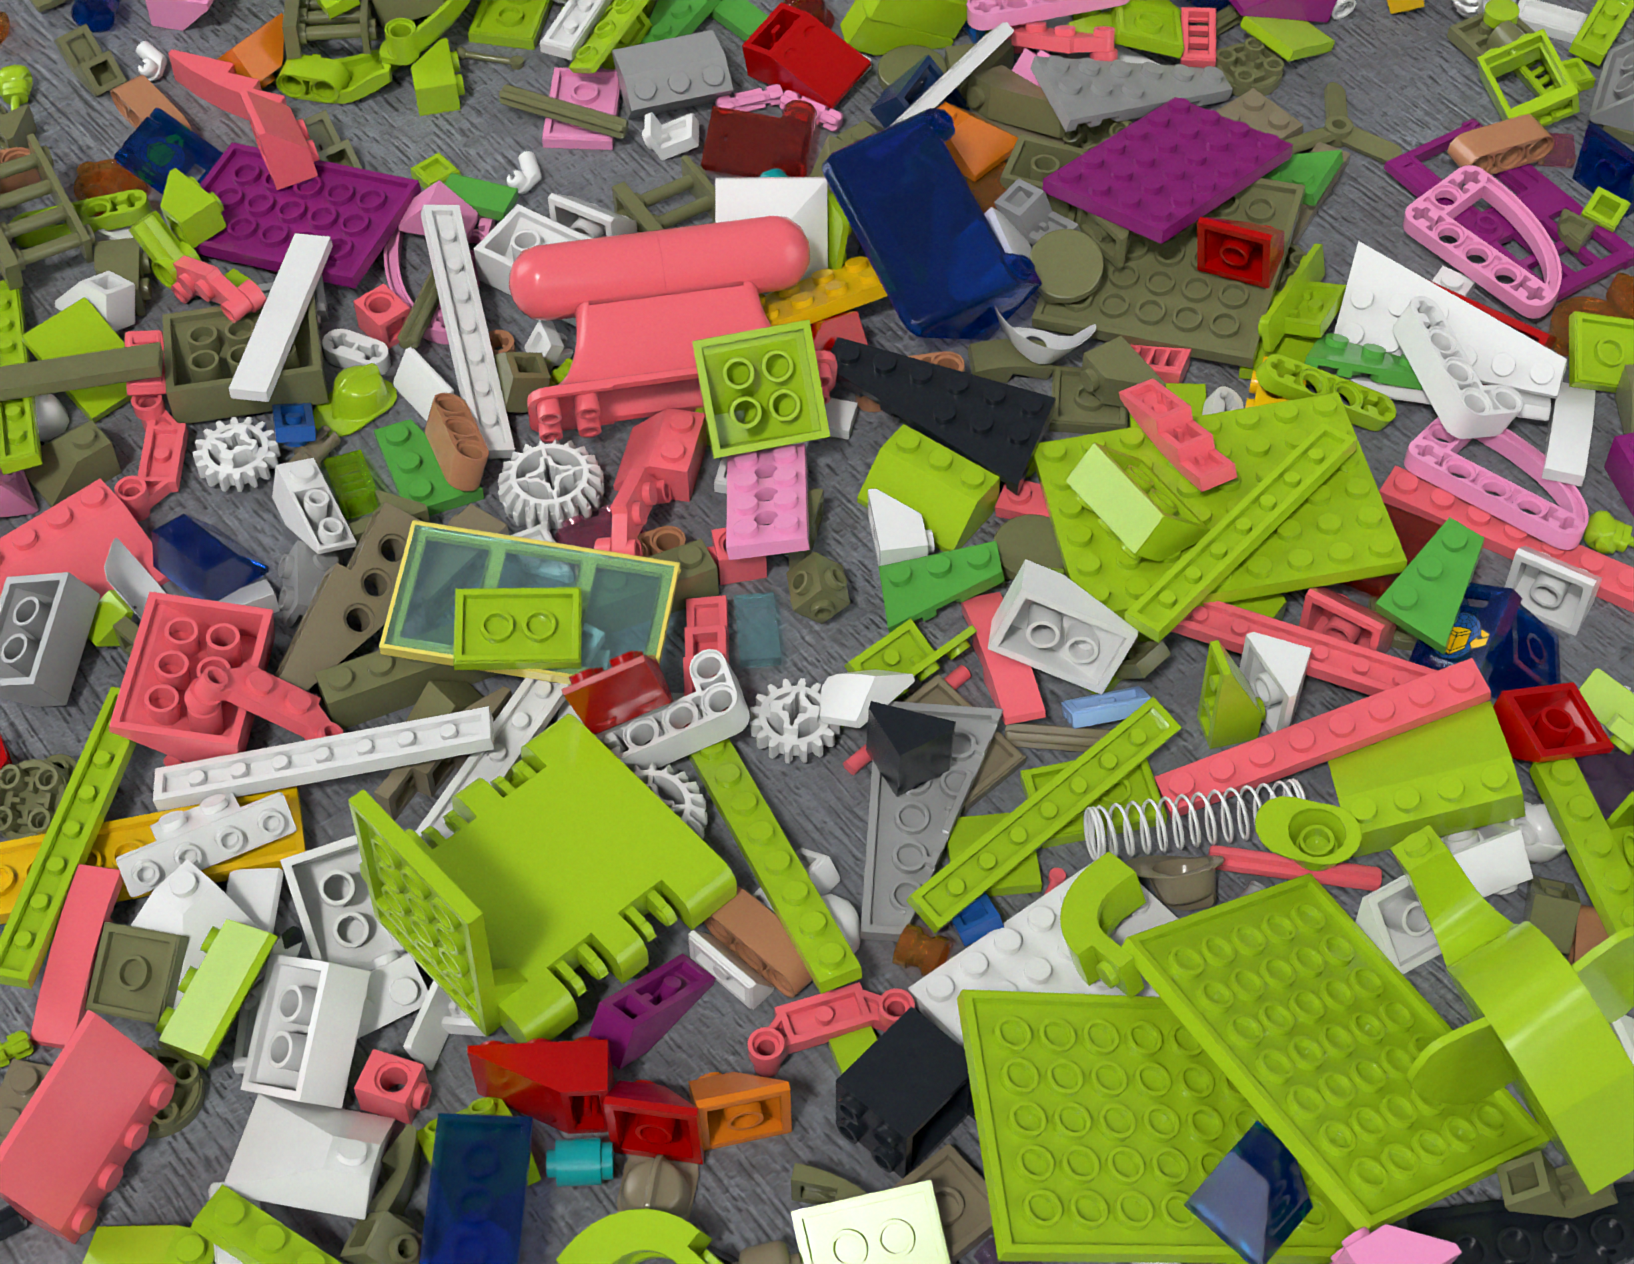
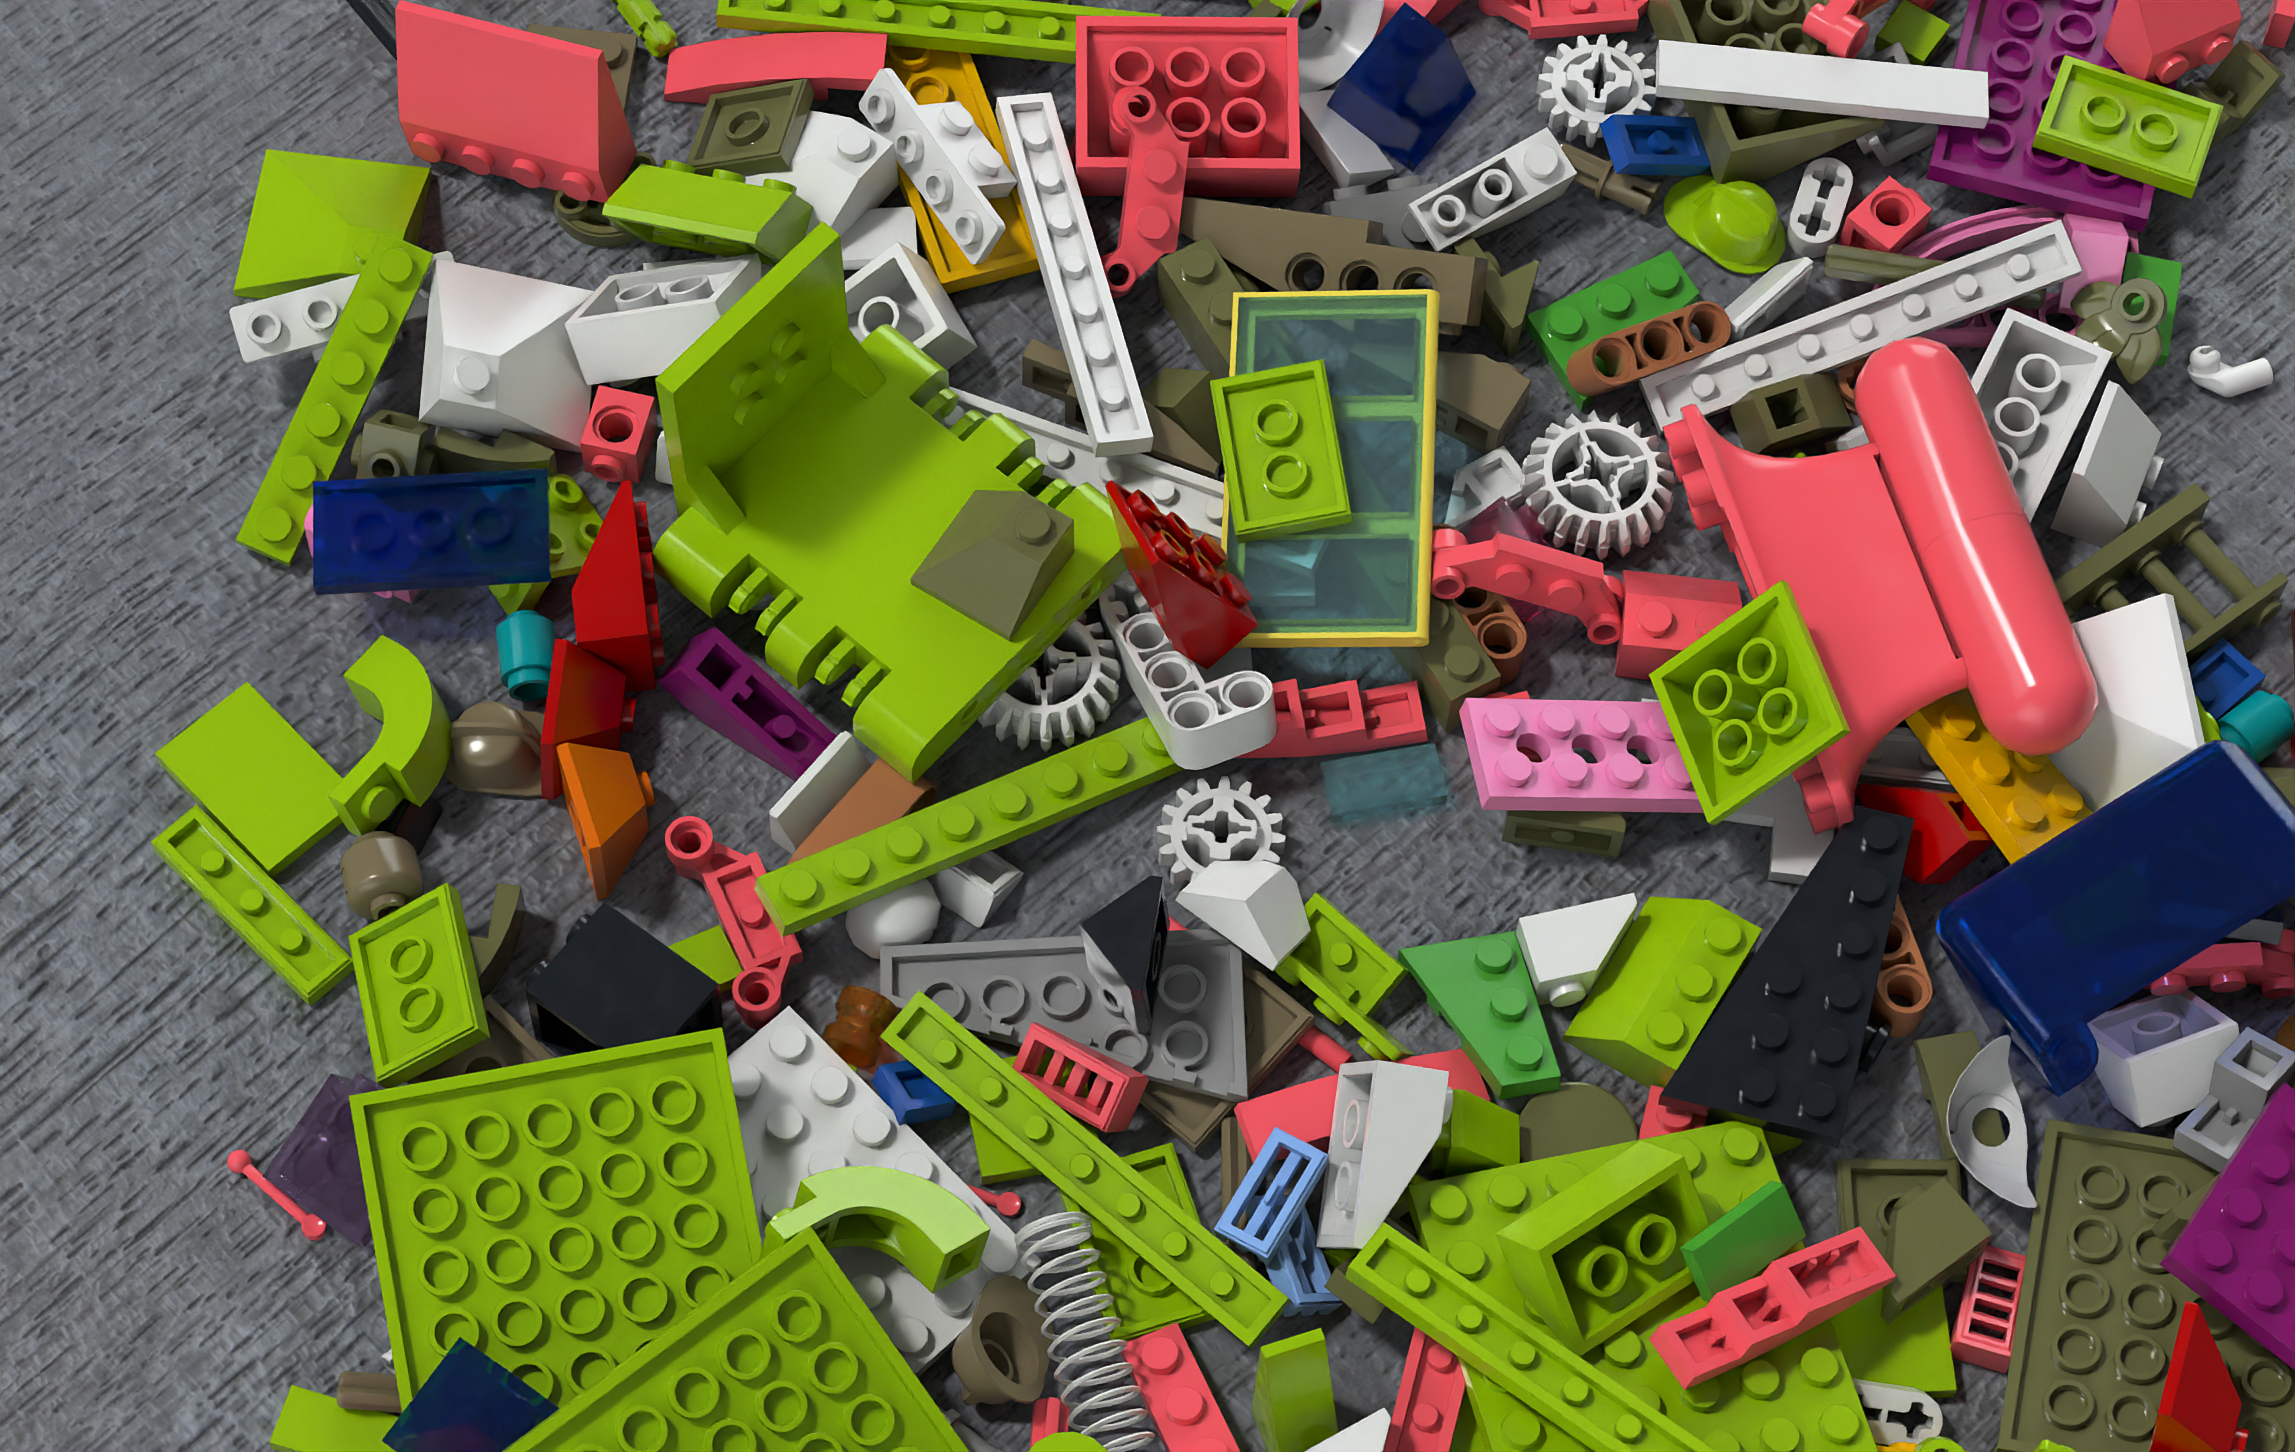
camera: 80 degrees right, 10 degrees up
(346, 180) = (2128, 126): none -> lime tile
(356, 502) = (1535, 234): clear neon green slope -> none
(433, 170) = (2207, 253): lime tile -> none
(493, 206) = (2111, 325): none -> olive plate
(585, 794) = (998, 558): none -> olive slope
(818, 588) = (1448, 846): olive brick -> none
(1001, 786) = (1114, 1091): none -> coral slope
(1067, 265) = (2134, 1146): olive tile -> none
(1072, 706) = (1247, 1239): none -> light blue tile
(1133, 442) = (1743, 1240): none -> bright green tile

